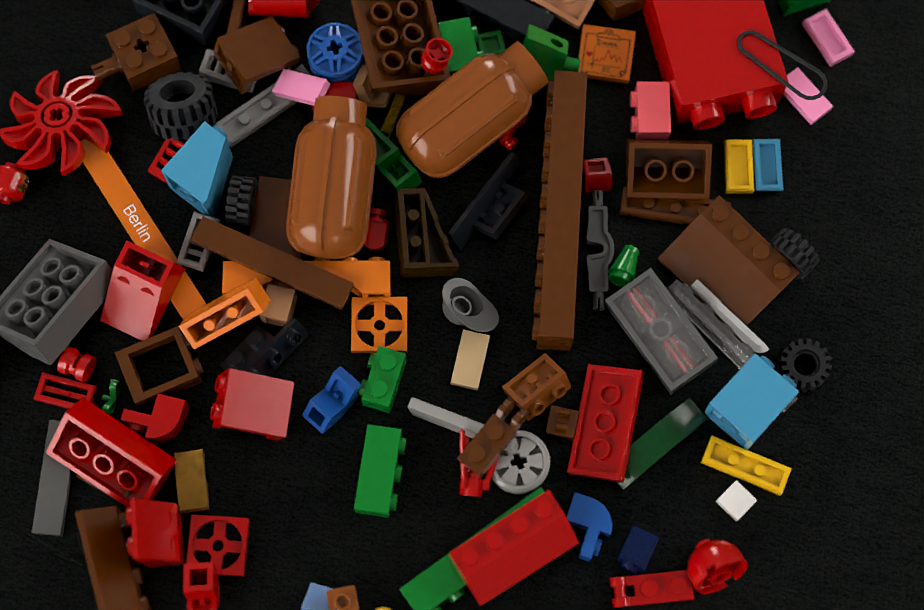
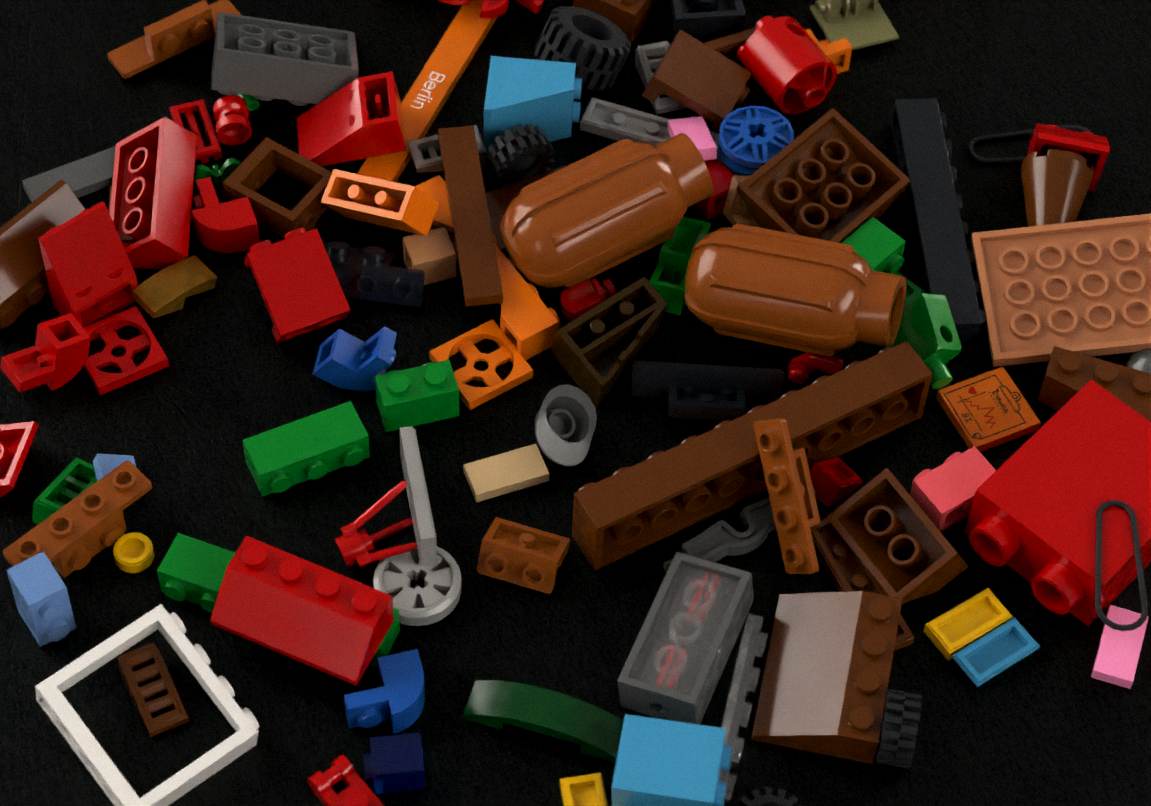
camera: 55 degrees right, 20 degrees down
(440, 51) = (827, 220): red wheel -> none
(492, 439) = (418, 514): reddish brown hinge -> none
(562, 422) = (499, 605): reddish brown tile -> none
(605, 423) = (530, 645): red tile -> none
(612, 211) = (789, 494): none -> dark orange bracket
(624, 267) = (748, 560): green cone -> none
(729, 318) = (759, 721): light grey piece -> none

